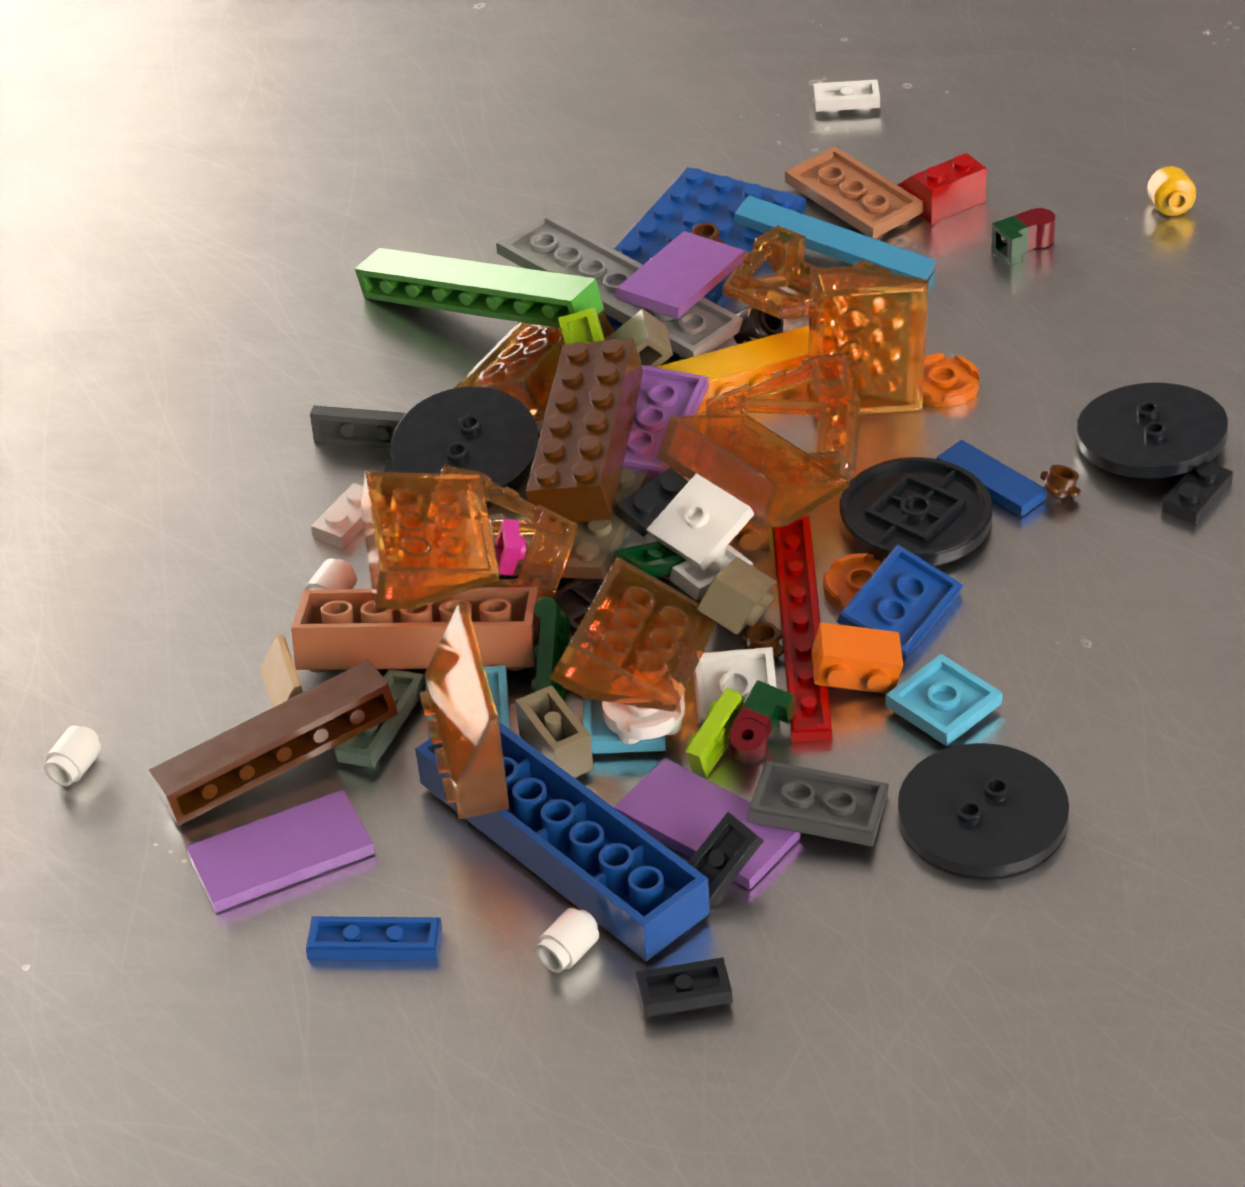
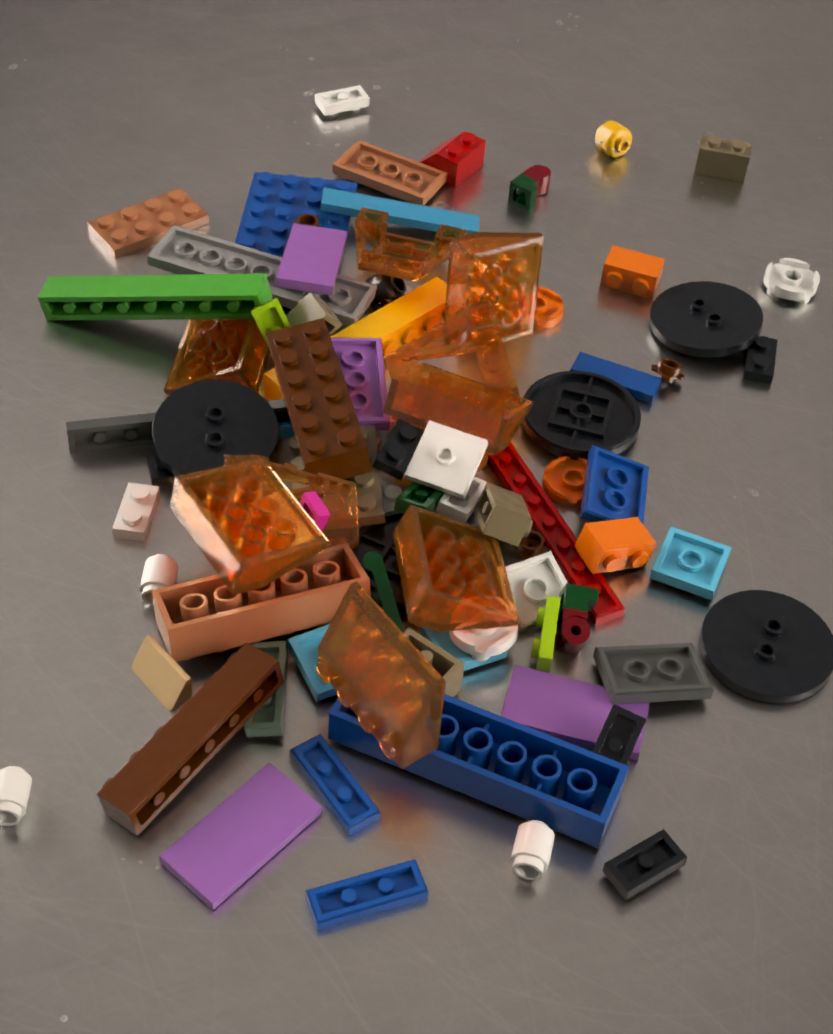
camera: 30 degrees left, 5 degrees up
(401, 829) = (334, 784): none -> blue tile
(504, 210) = (146, 222): none -> nougat plate
(1089, 357) = (632, 272): none -> orange brick

